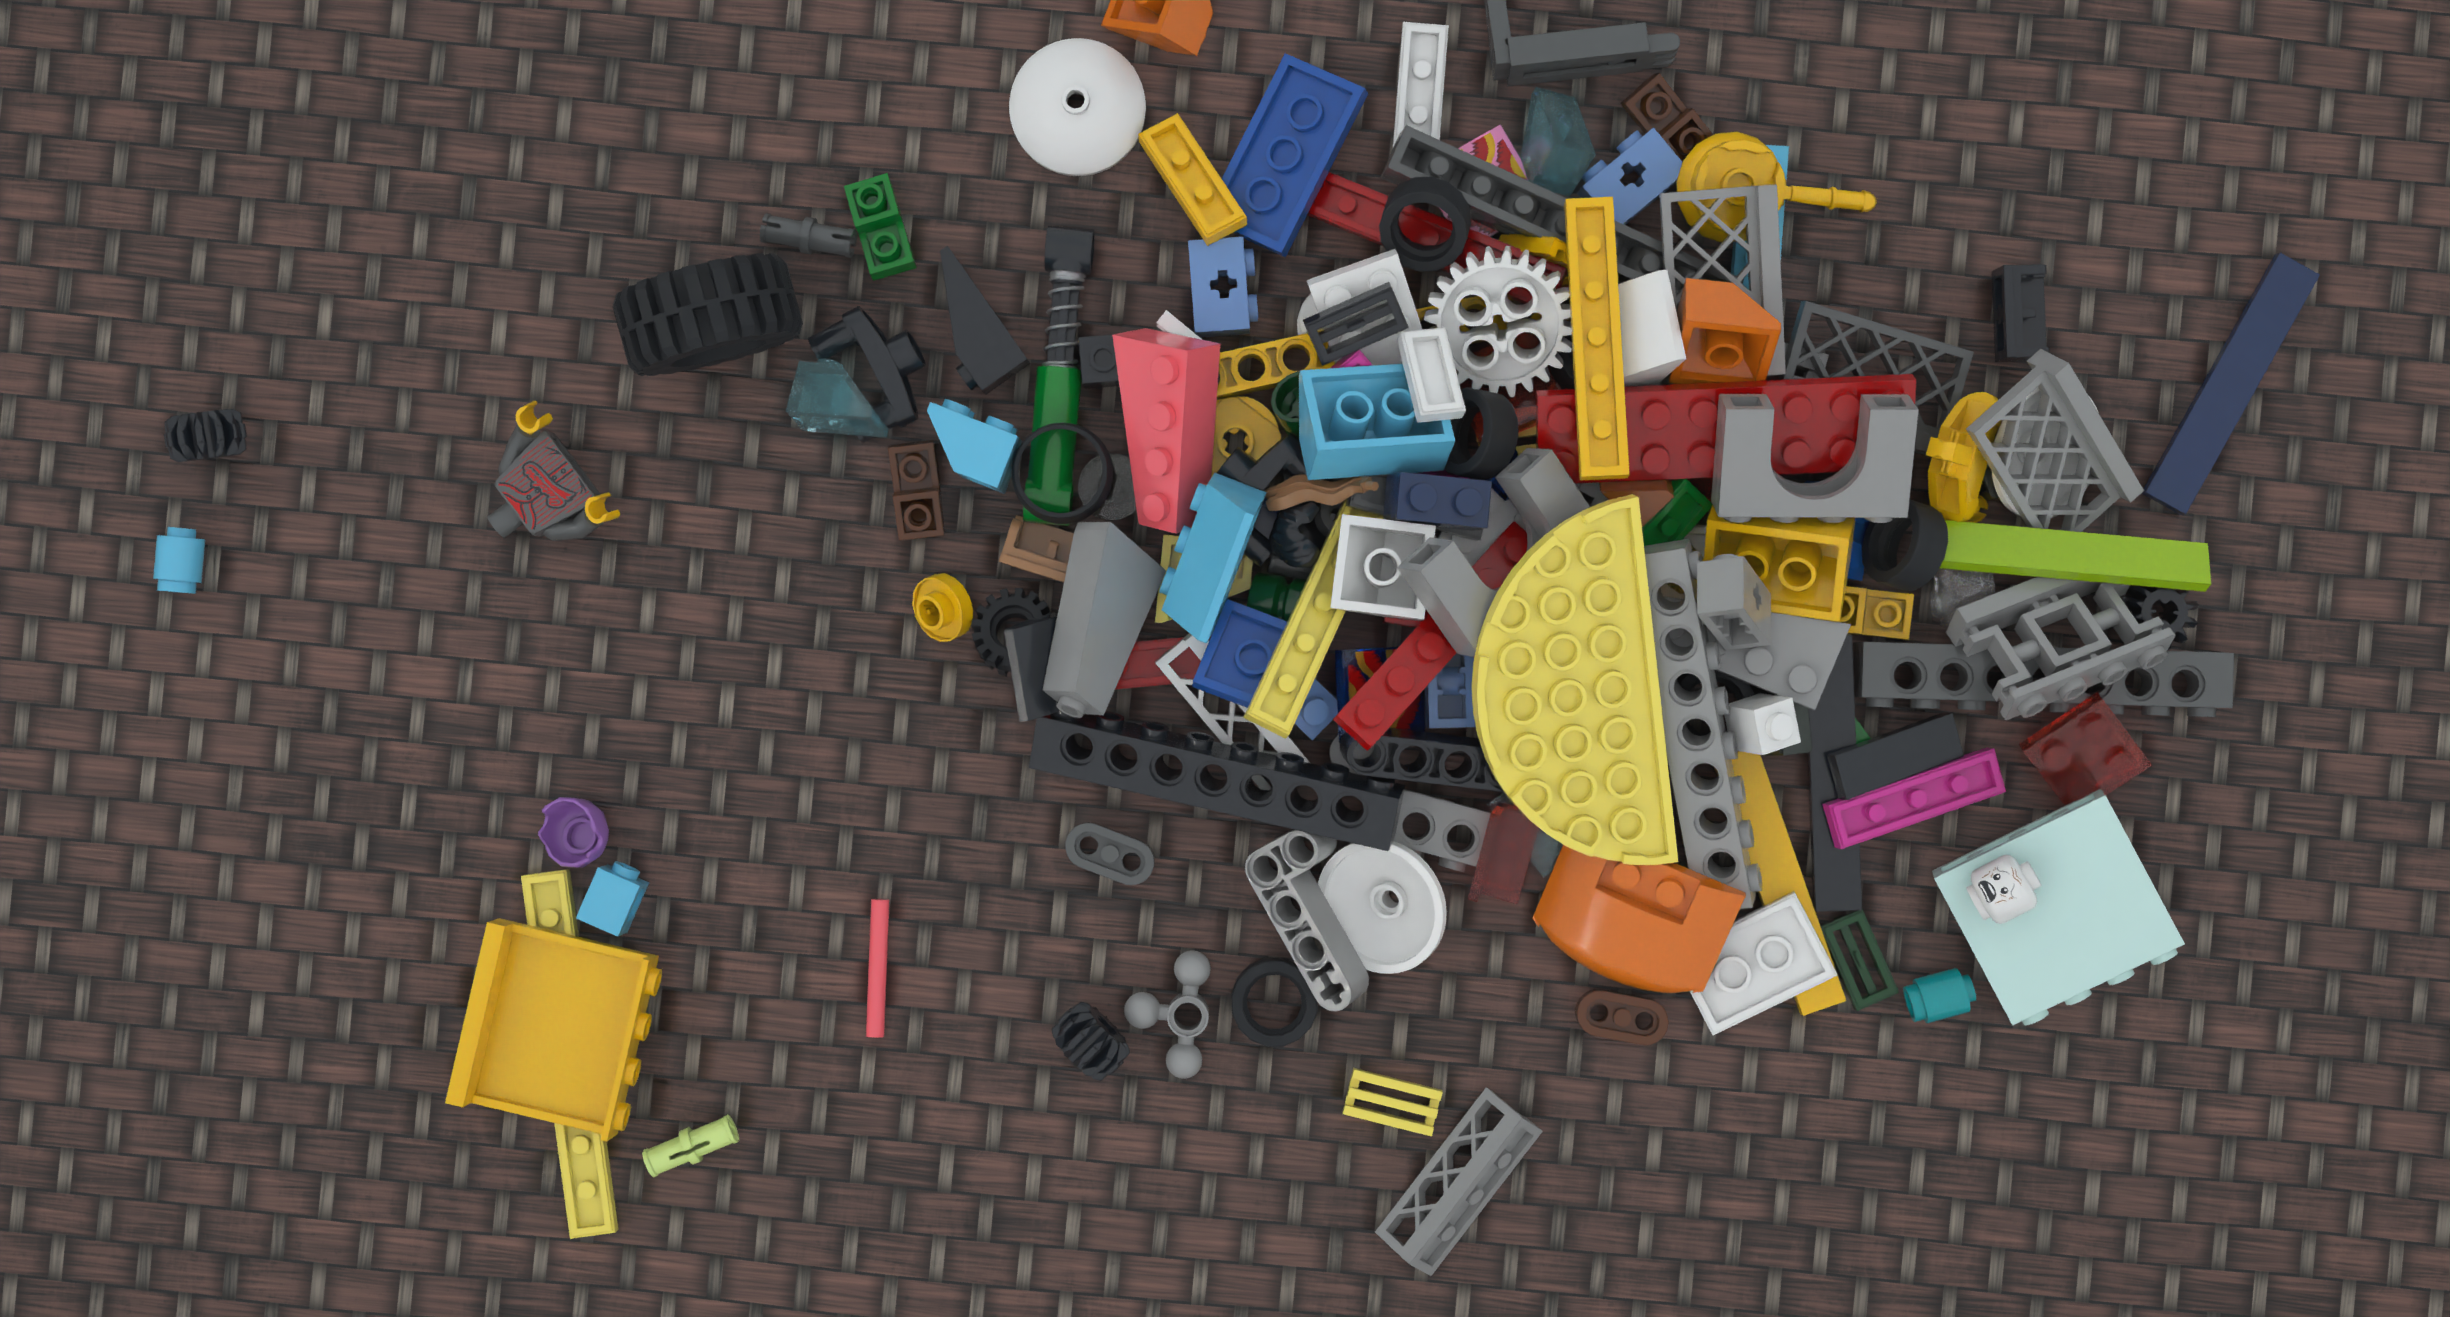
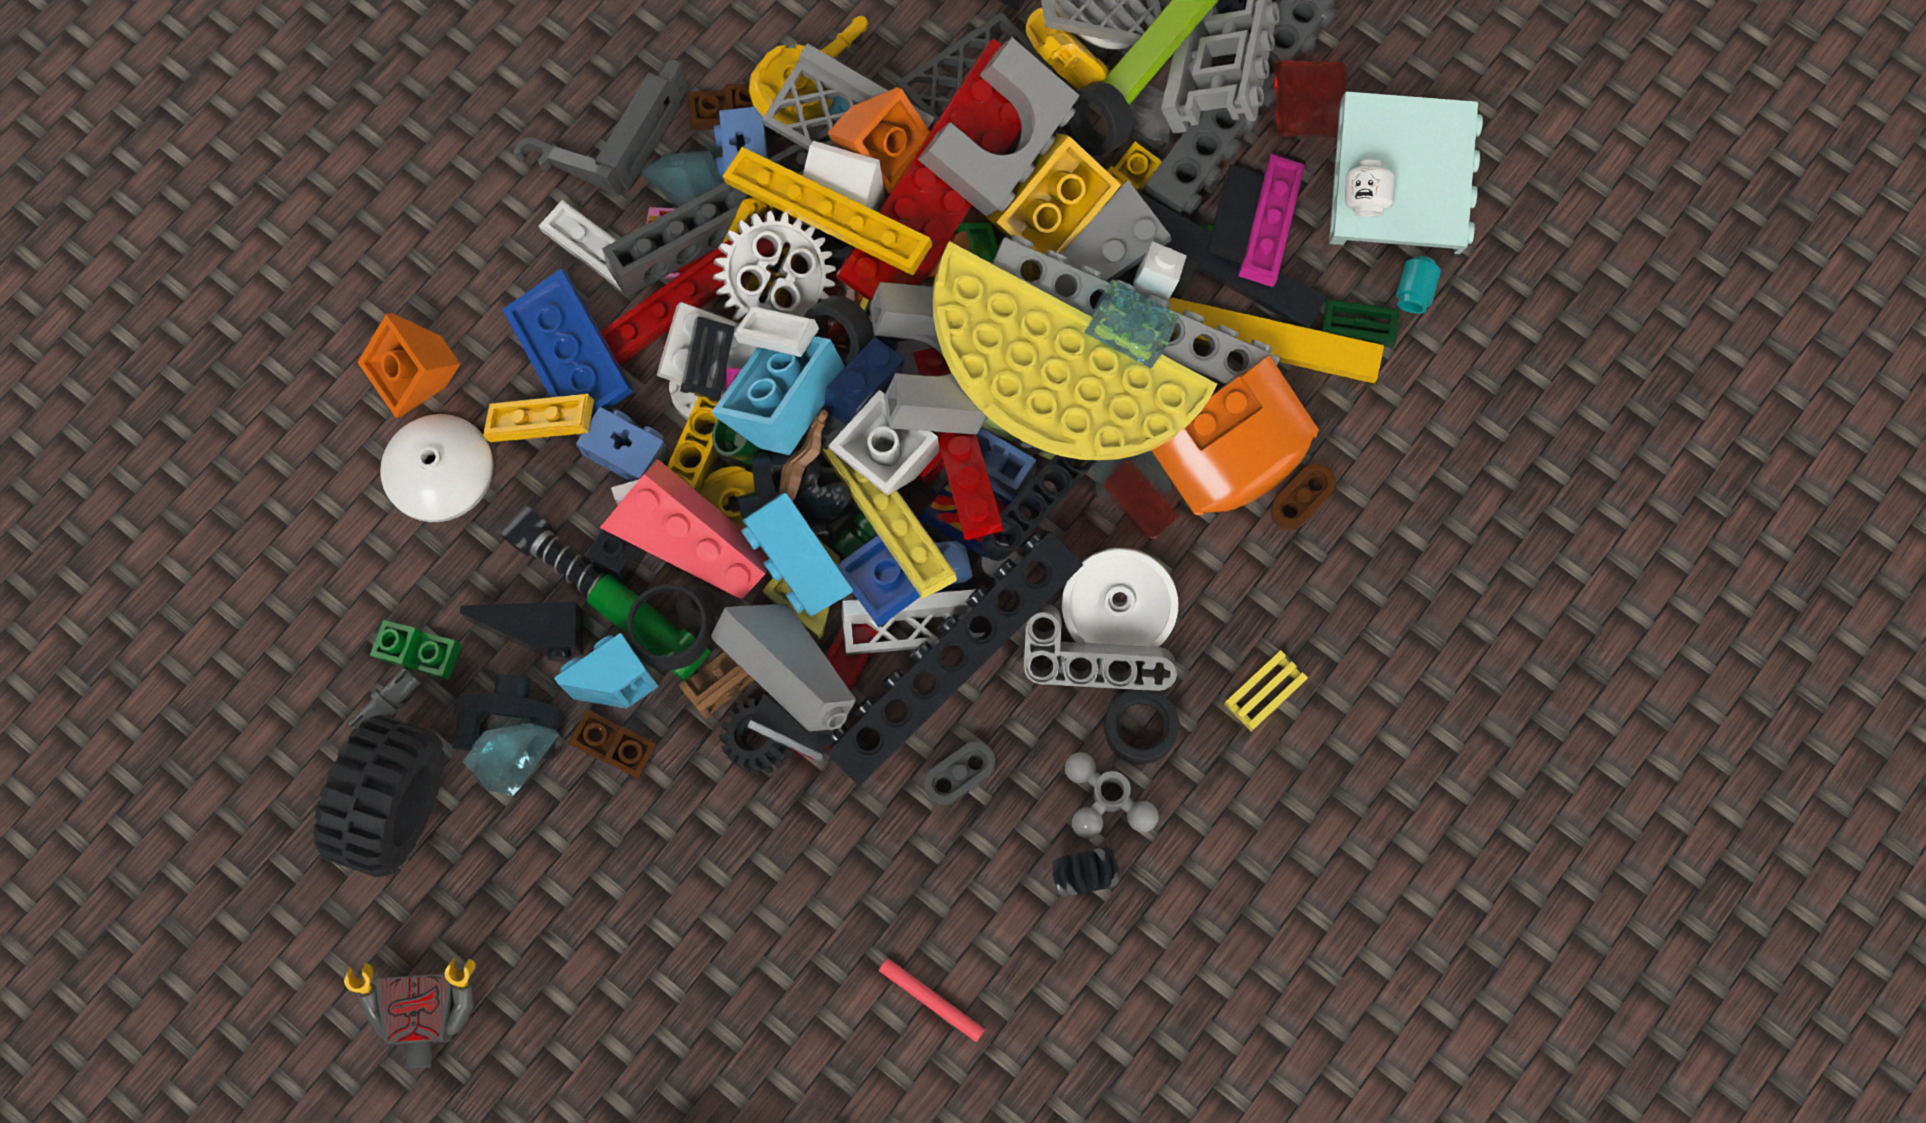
camera: 55 degrees left, 15 degrees down
(942, 607) = (705, 776): yellow plate -> none
(1437, 193) = (659, 253): black tyre -> none
(1441, 817) = (1083, 526): light grey brick -> none
(1468, 1193) = (1365, 679): light grey fence -> none
(1669, 742) = (1131, 324): none -> clear light blue brick
(1733, 602) = (1063, 233): light grey brick -> none
(1763, 963) = (1325, 378): white tile -> none

